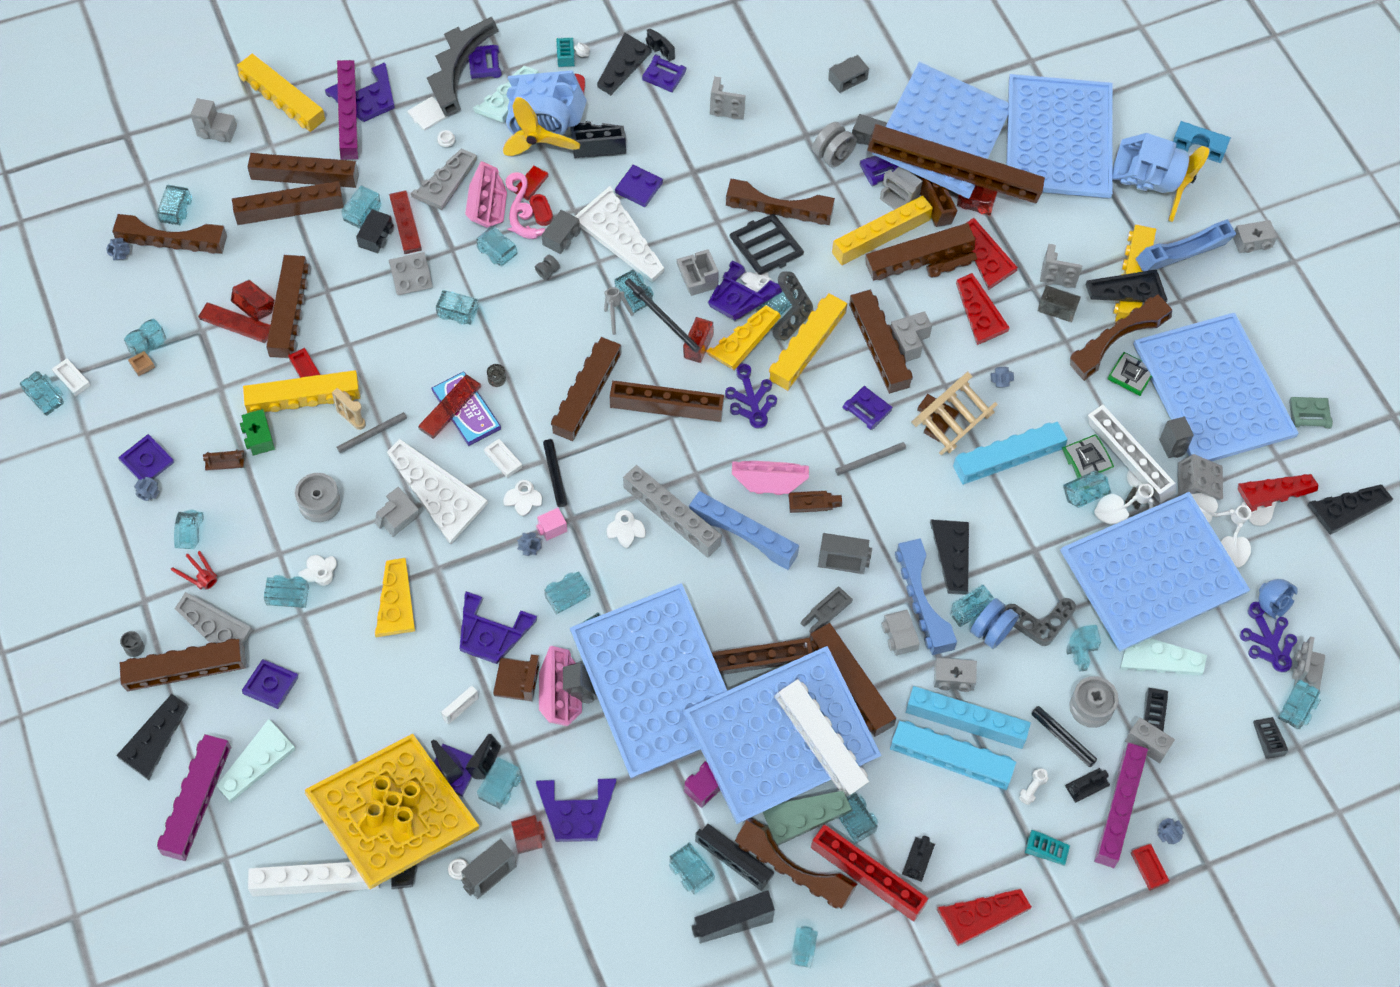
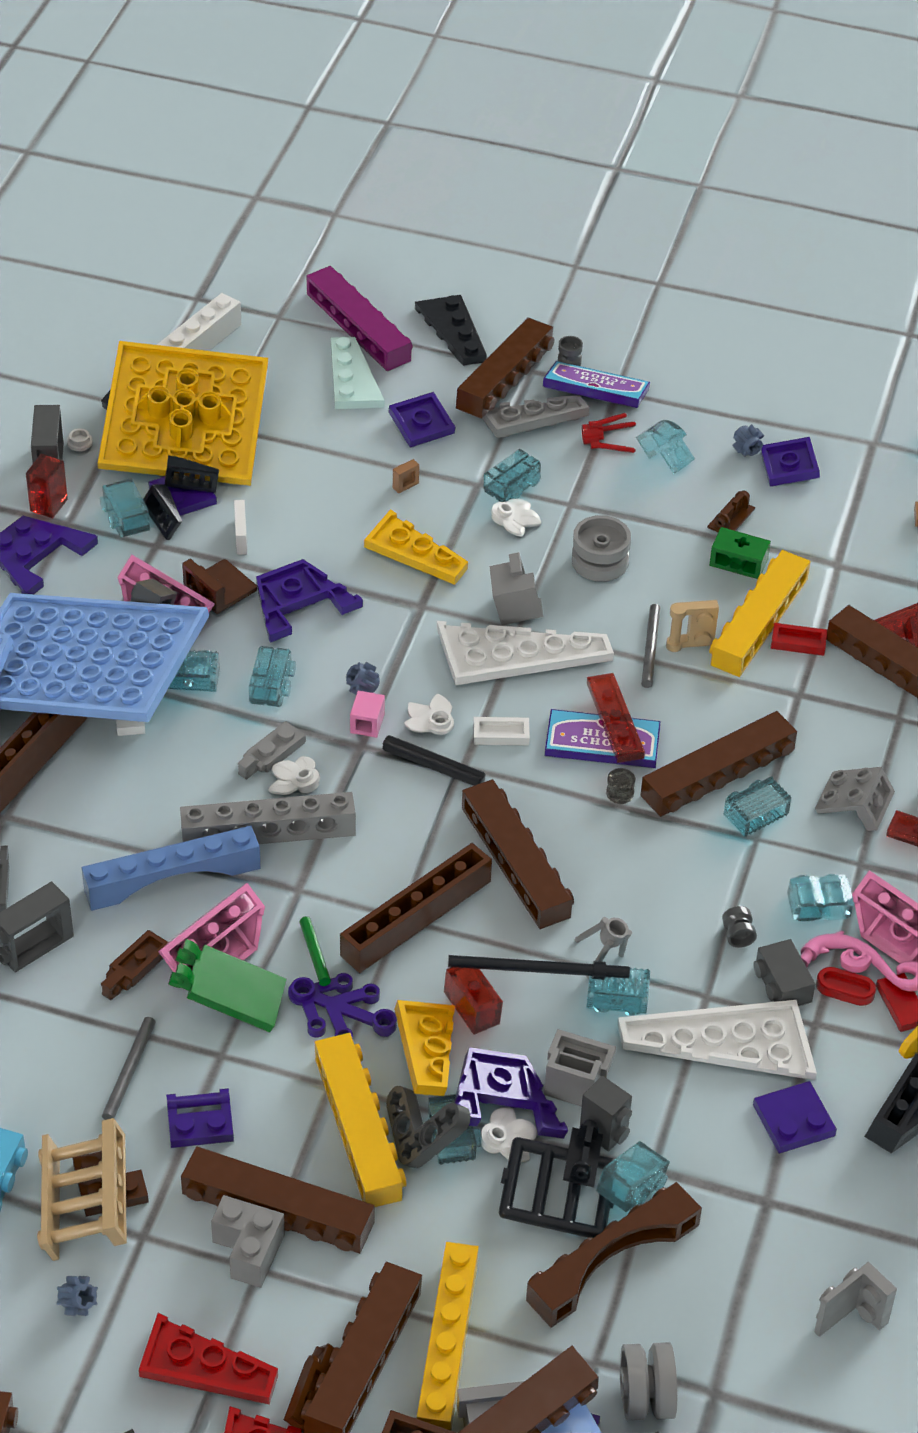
camera: 130 degrees right, 15 degrees down
(154, 607) = (596, 384): none -> tile
(335, 650) = (405, 476): none -> medium nougat plate
(440, 341) = (718, 763): none -> reddish brown brick
(617, 555) = (271, 750): none -> light grey hinge
(716, 241) = (610, 1110): none -> dark grey brick
(730, 431) = (315, 951): none -> green bar
(737, 215) = (633, 1176): none -> clear light blue brick
(745, 239) = (583, 1154): none -> black hinge
(791, 442) = (229, 985): none -> green tile

